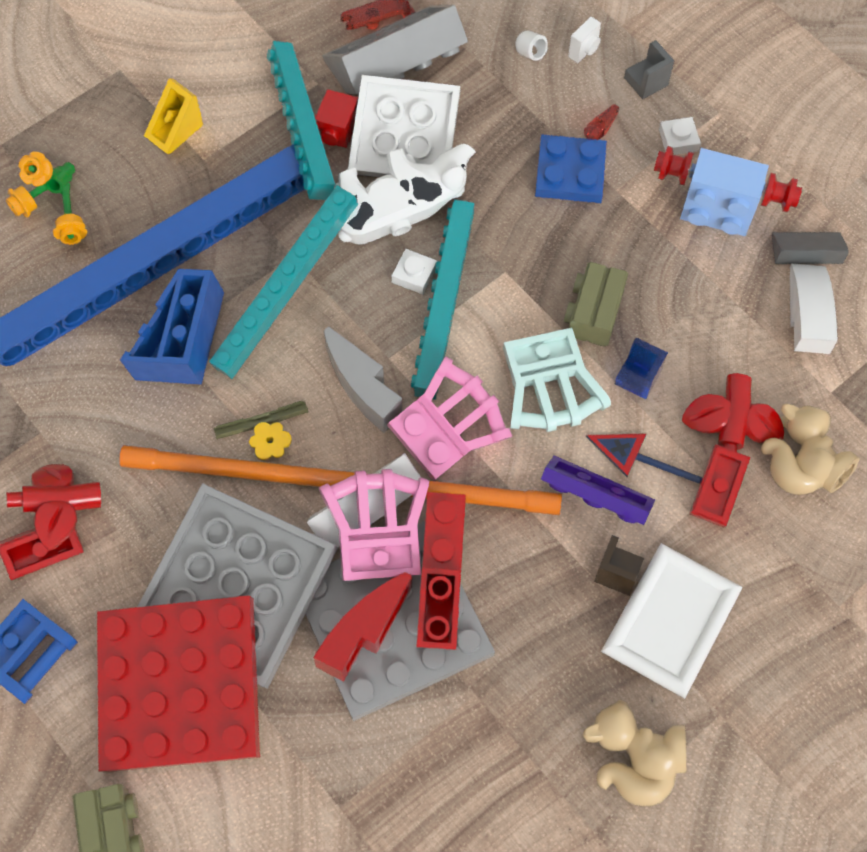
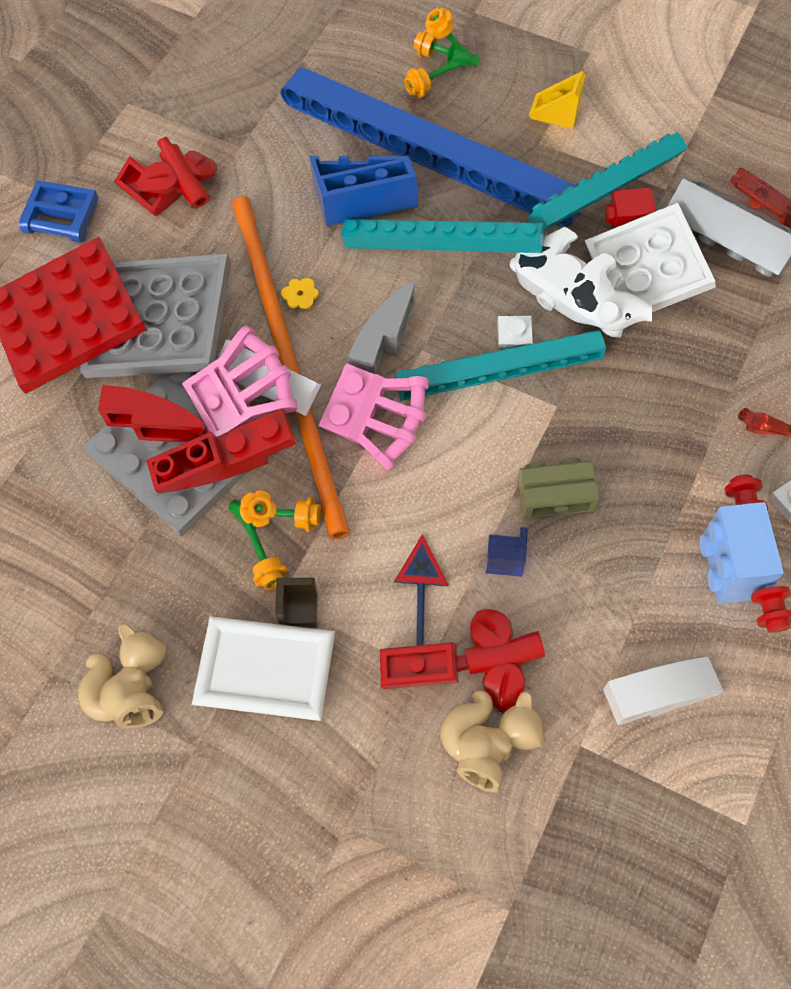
camera: 70 degrees right, 0 degrees up
(271, 417) = (329, 292): olive piece -> none
(528, 555) = (254, 512): none -> light orange plant
(548, 359) = (476, 467): light aqua plate -> none
(571, 168) = (698, 417): blue plate -> none
(597, 490) = (365, 559): dark purple plate -> none
(809, 248) = (736, 667): dark grey slope -> none

